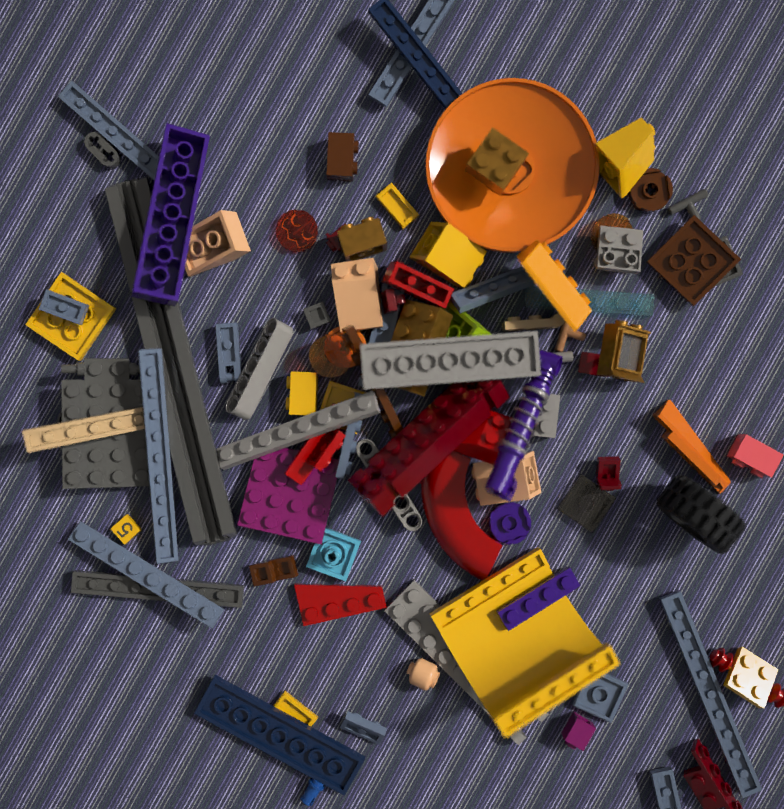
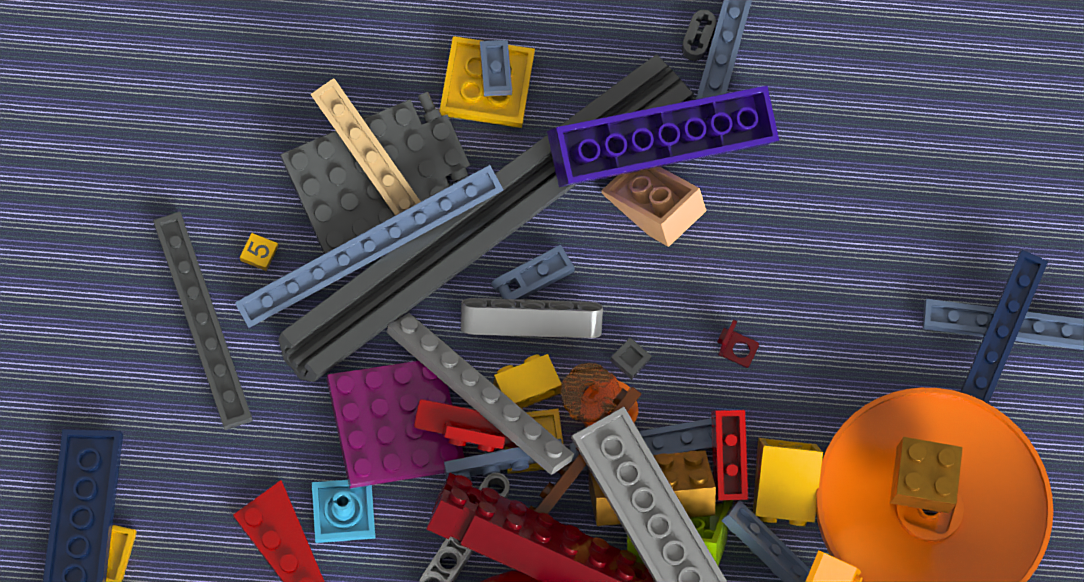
camera: 60 degrees right, 20 degrees down
(146, 574) = (215, 298): sand blue plate -> none
(273, 570) = (287, 448): reddish brown slope -> none
(296, 231) = (720, 291): clear red tile -> none
(341, 156) = (835, 301): reddish brown brick -> none
(357, 294) = (682, 391): light nougat slope -> none
(362, 239) = (749, 366): pearl gold brick -> none
(391, 301) = (694, 434): dark red tile -> none
(397, 206) = (812, 394): yellow tile -> none

